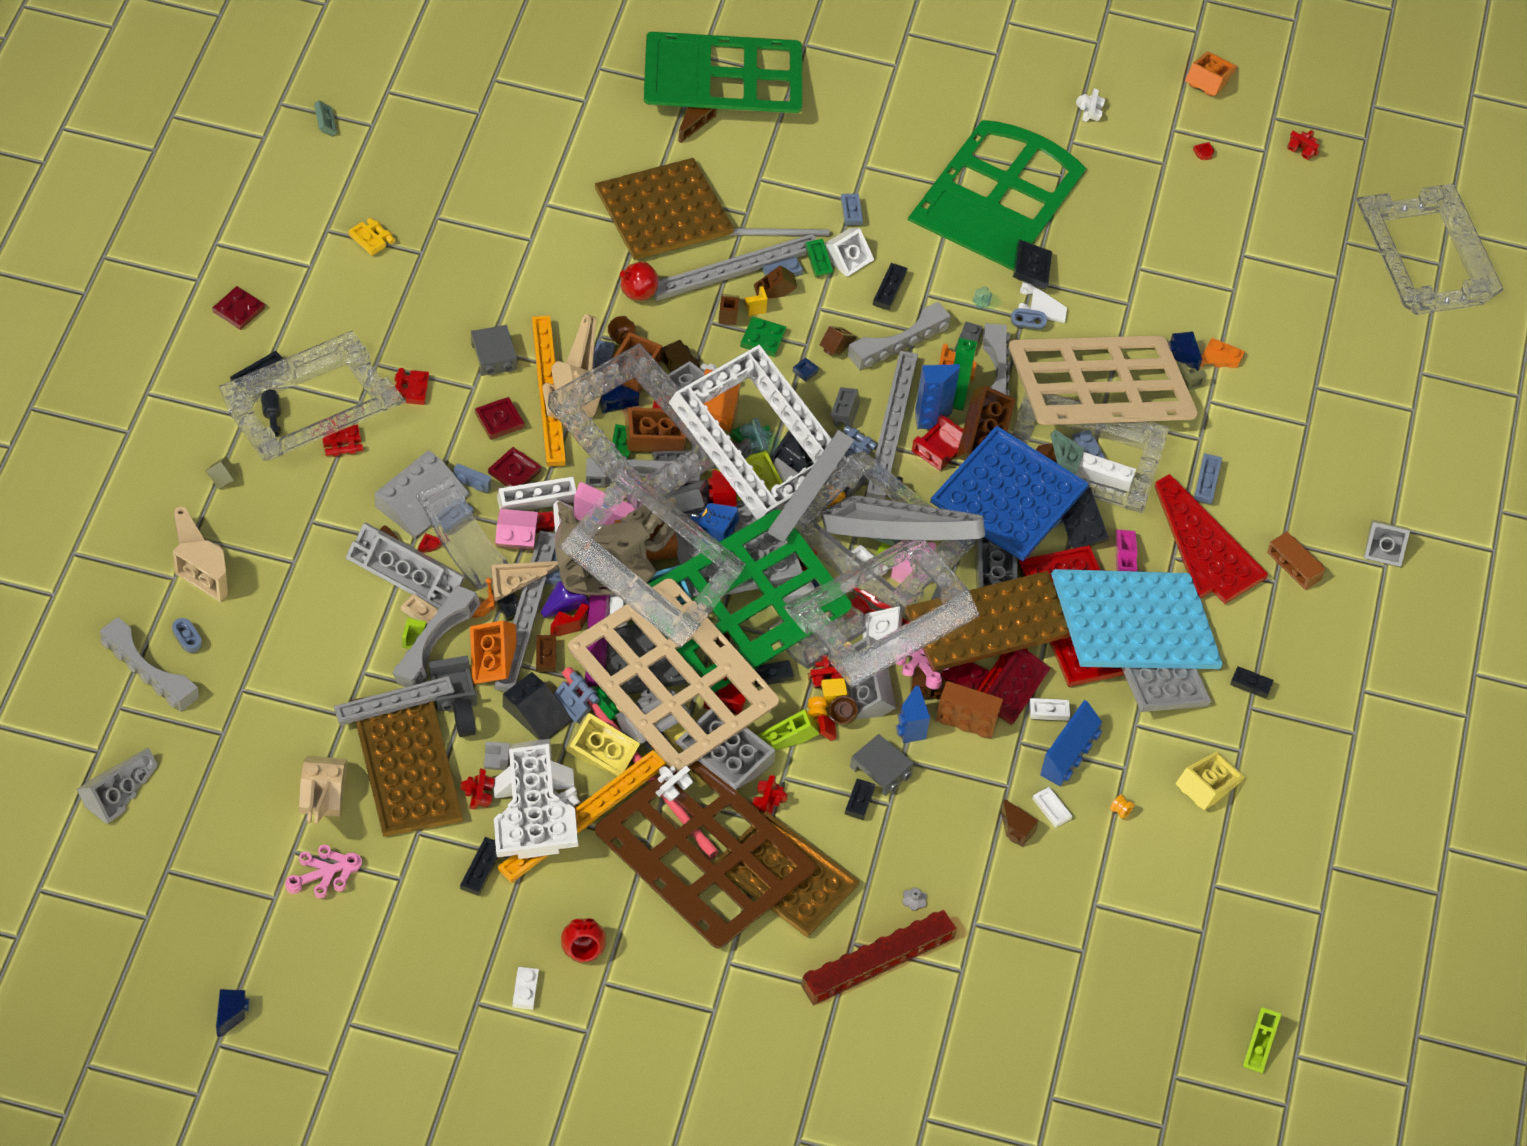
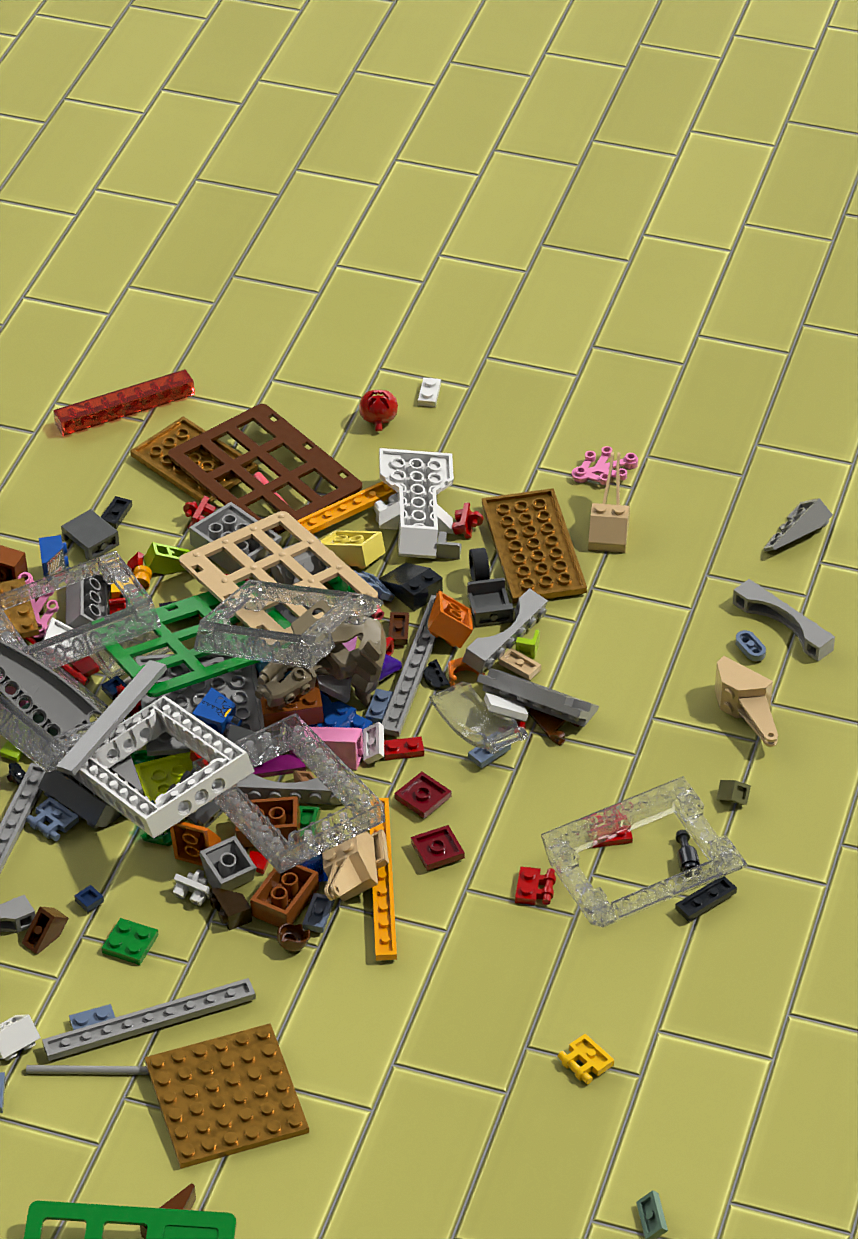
camera: 170 degrees left, 10 degrees down
(231, 1010) = (675, 375): clear blue slope -> none
(238, 307) = (736, 976): dark red plate -> none
(393, 700) = (545, 582): light grey tile -> none
(399, 499) = (524, 771): light grey slope -> none
(439, 545) = (506, 707): none -> white tile
(473, 478) = (468, 784): sand blue plate -> none
(480, 867) = (466, 467): black plate -> none
(494, 350) = (442, 918): dark grey panel -> none
(512, 577) = (422, 683): tan wing -> none
(516, 529) = (423, 724): bright pink slope -> none
(537, 494) = (400, 759): white brick -> none
(639, 281) = (271, 979): red piece -> none
(668, 789) = (290, 502): white hips -> none
(728, 309) = (164, 963): reddish brown slope -> none
(756, 304) = (132, 972): yellow panel -> none
(777, 283) = (104, 991): reddish brown slope -> none
(818, 257) = (47, 1022): green plate -> none
(846, 406) = (52, 852): dark grey hinge -> none
(914, 899) = (82, 448): light grey plant -> none

